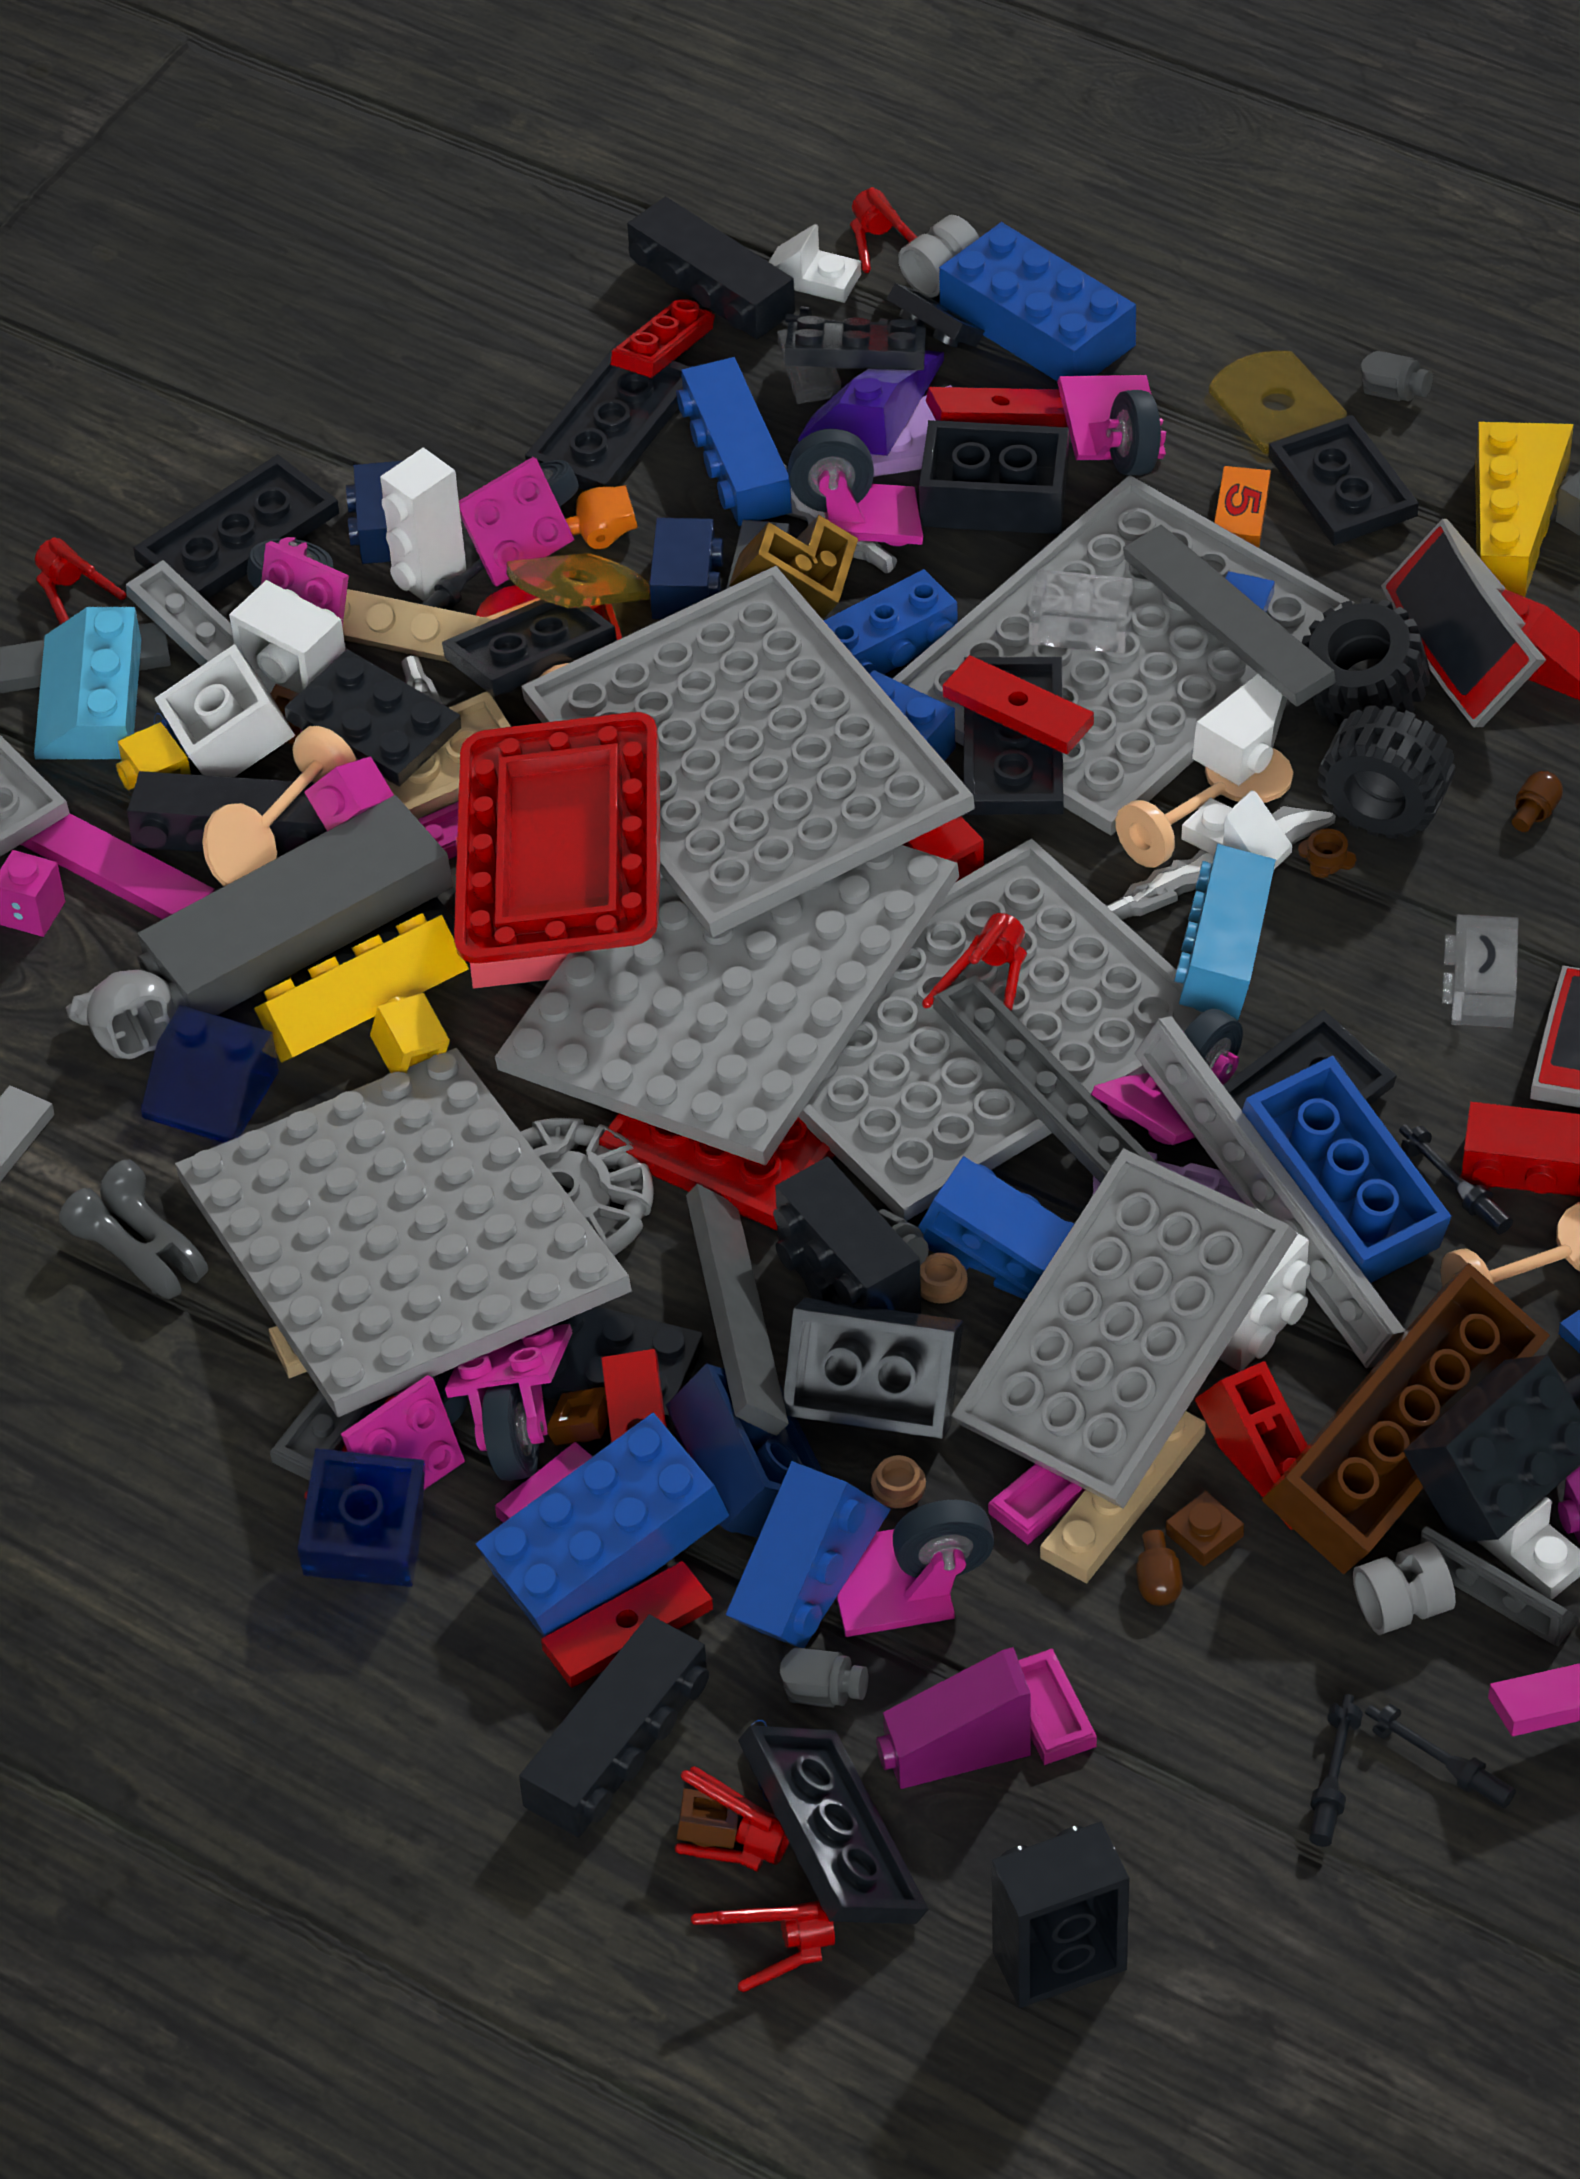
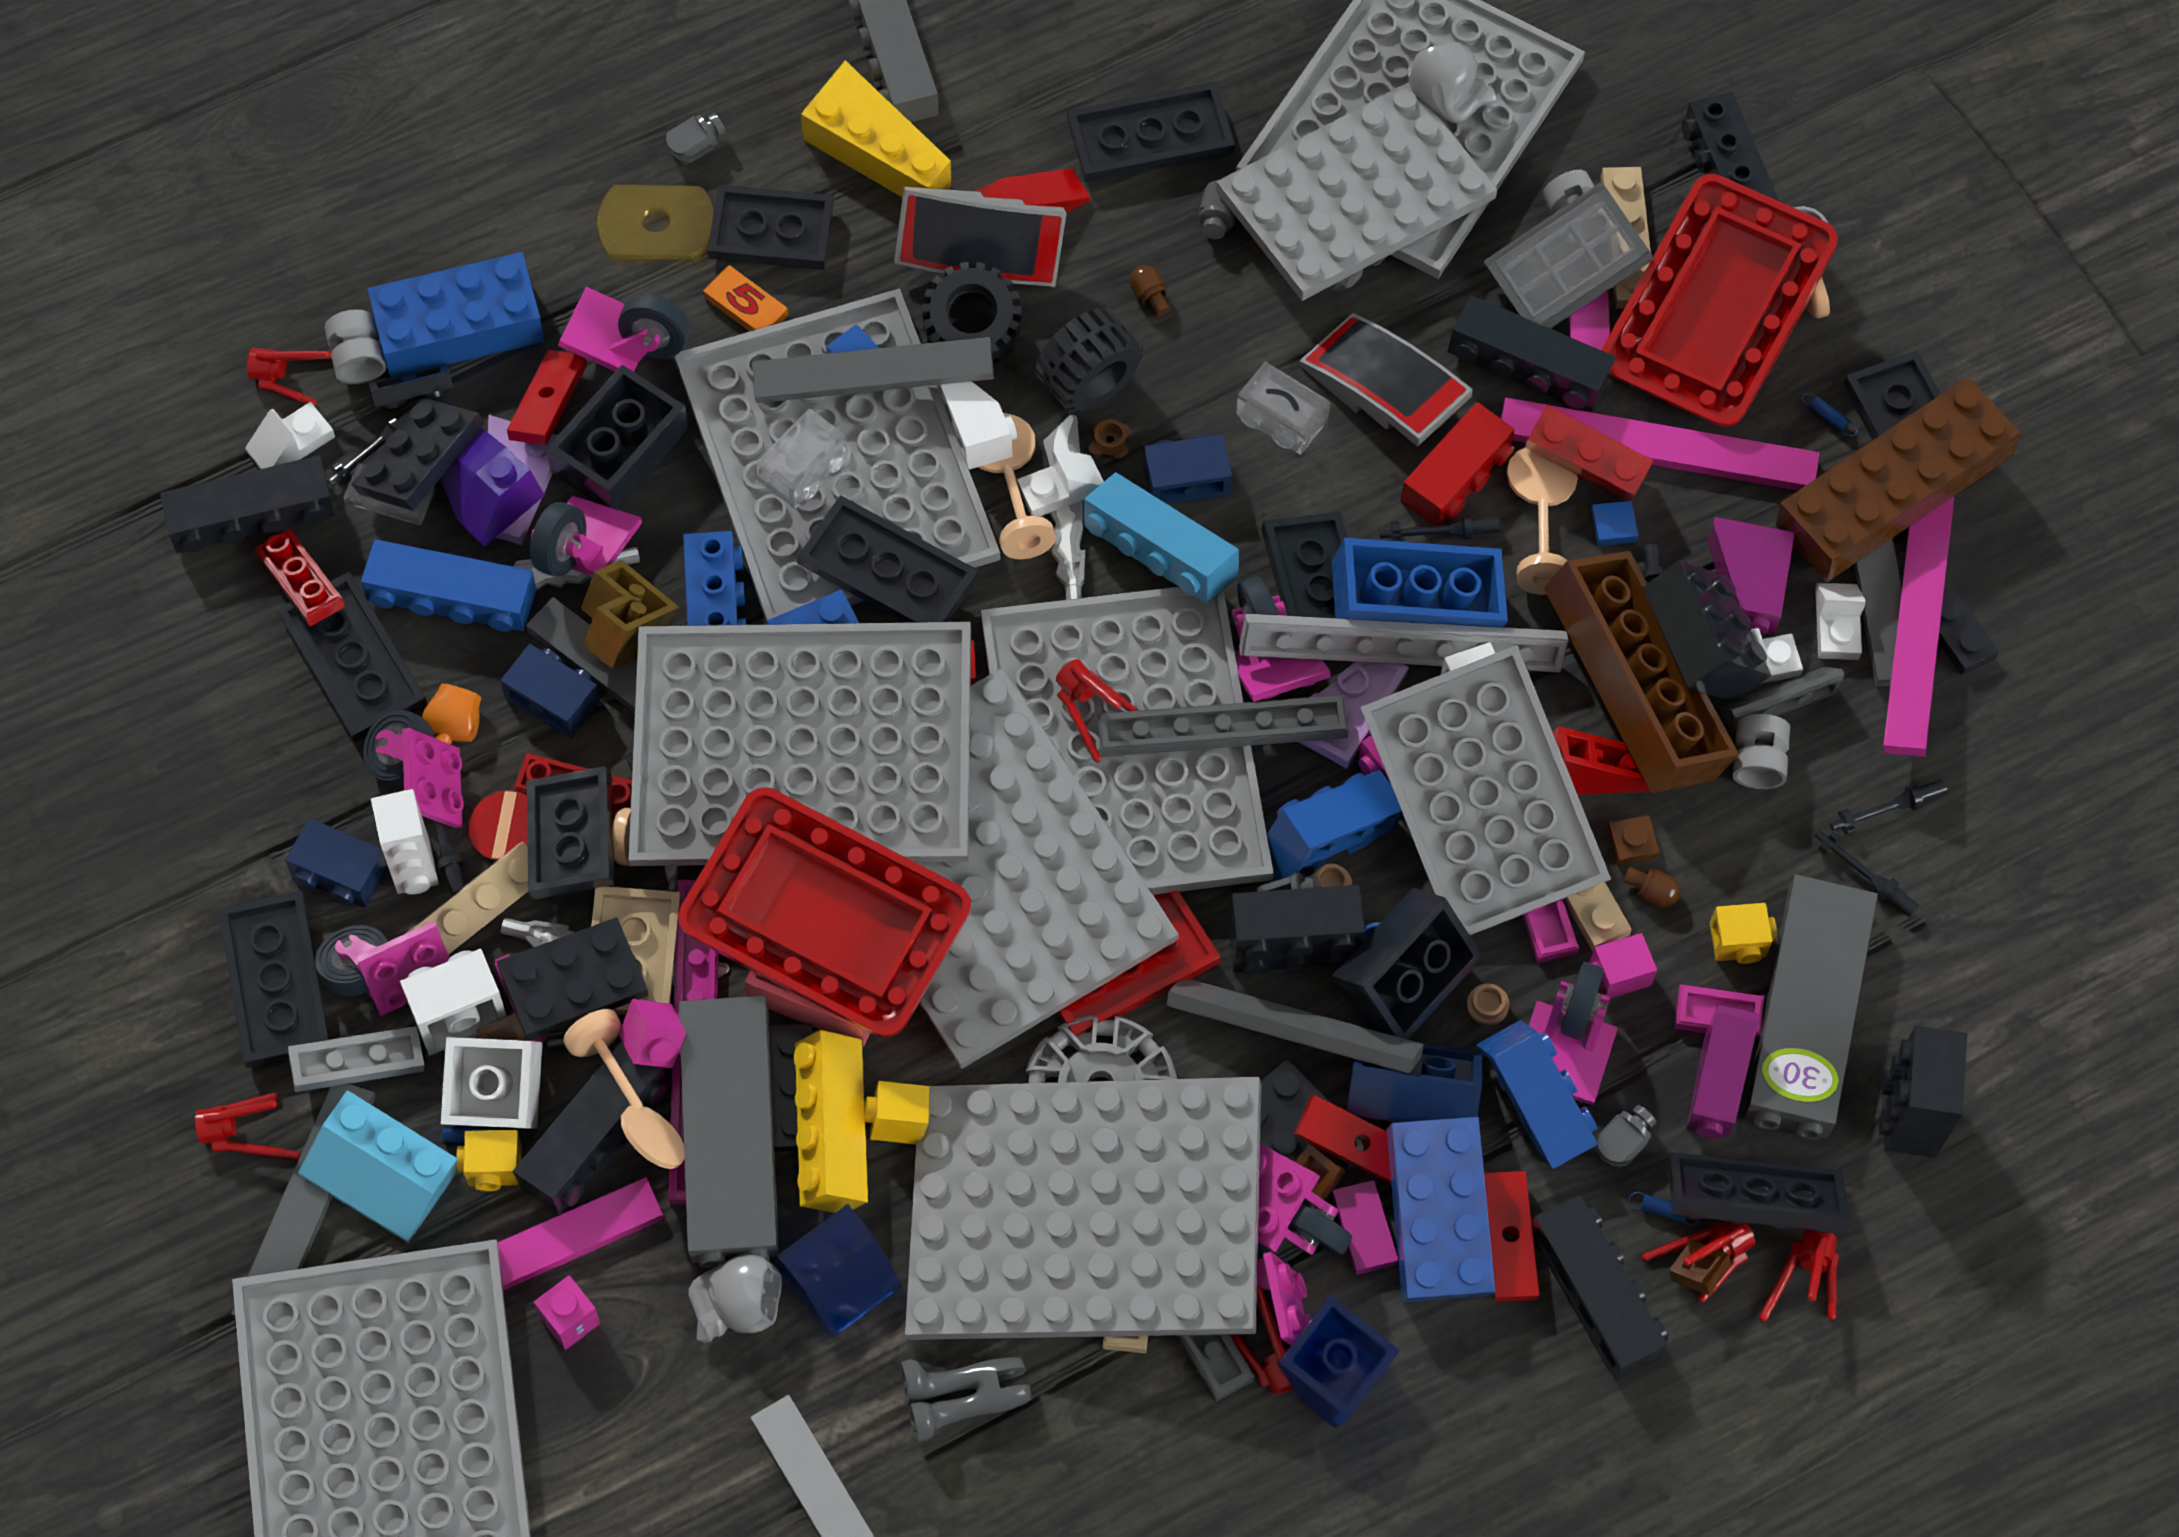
camera: 65 degrees left, 15 degrees up
(550, 580) = (509, 792): clear yellow piece -> none
(1018, 704) = (901, 537): red tile -> none
(1030, 1579) = (1625, 964): none -> dark pink brick
(1132, 1772) = (1810, 1008): none -> dark grey brick
(1158, 1674) = (1742, 932): none -> yellow brick
(1339, 927) = (1188, 469): none -> dark blue brick

